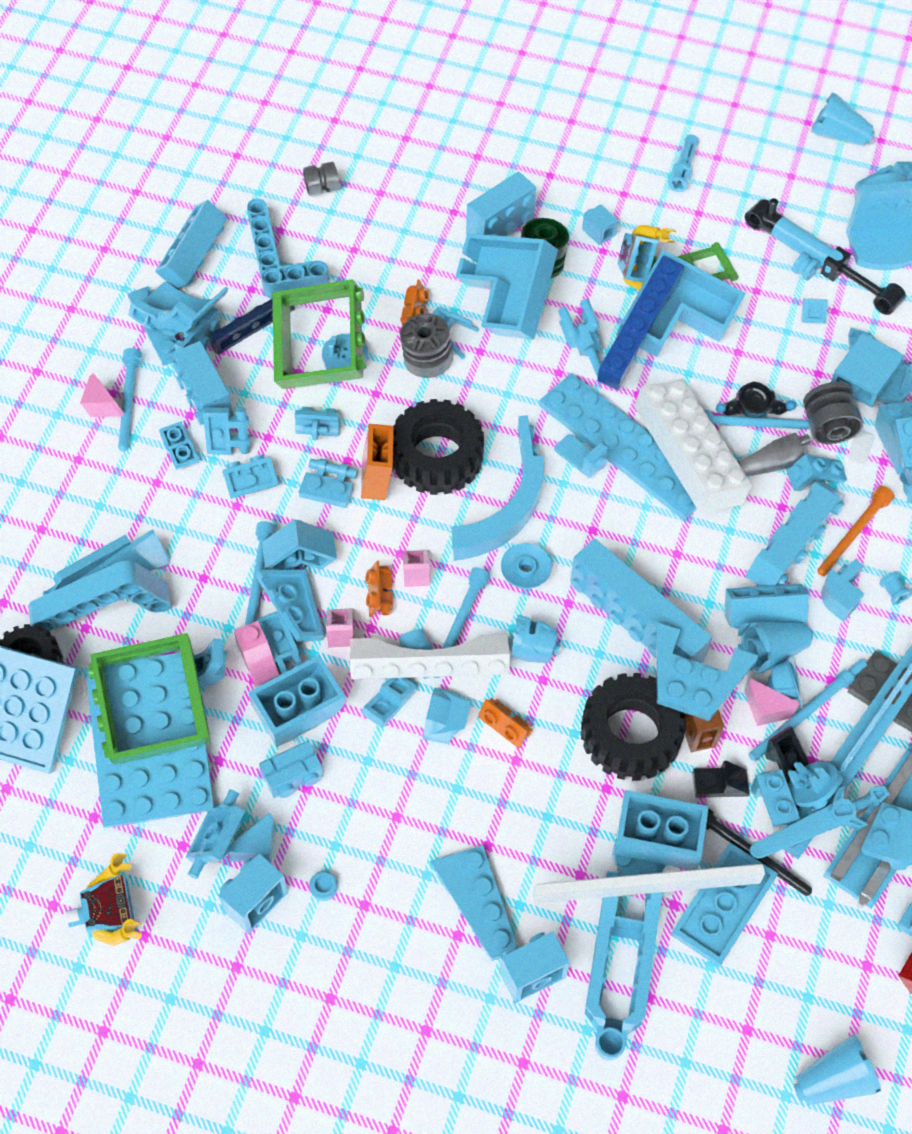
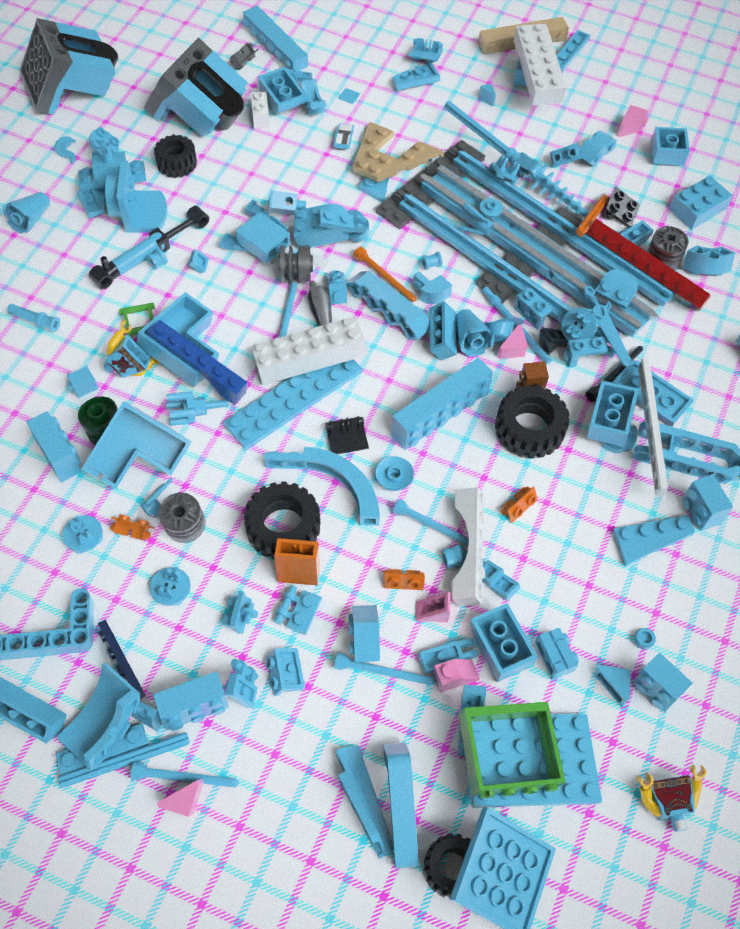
camera: 85 degrees left, 0 degrees up
(145, 346) = (125, 759): none -> medium azure axle
(178, 445) = (242, 732): medium azure slope -> none
(215, 834) = (614, 709): medium azure plate -> none
(282, 333) = (174, 563): bright green window -> none
(294, 602) = (411, 641): medium azure wing -> none
(402, 271) = (86, 540): none -> medium azure plate
(416, 568) = (385, 549): bright pink slope -> none
(445, 716) = (513, 541): medium azure slope -> none
(534, 641) = (459, 474): medium azure helmet -> none
(577, 509) = (347, 435): none -> black hinge
(581, 456) = (303, 424): medium azure bracket -> none
(691, 684) = (516, 373): medium azure wing -> none
(721, 782) = (567, 382): black slope -> none
(755, 401) = (275, 308): black piece -> none
(840, 724) = (532, 307): none -> medium azure bracket

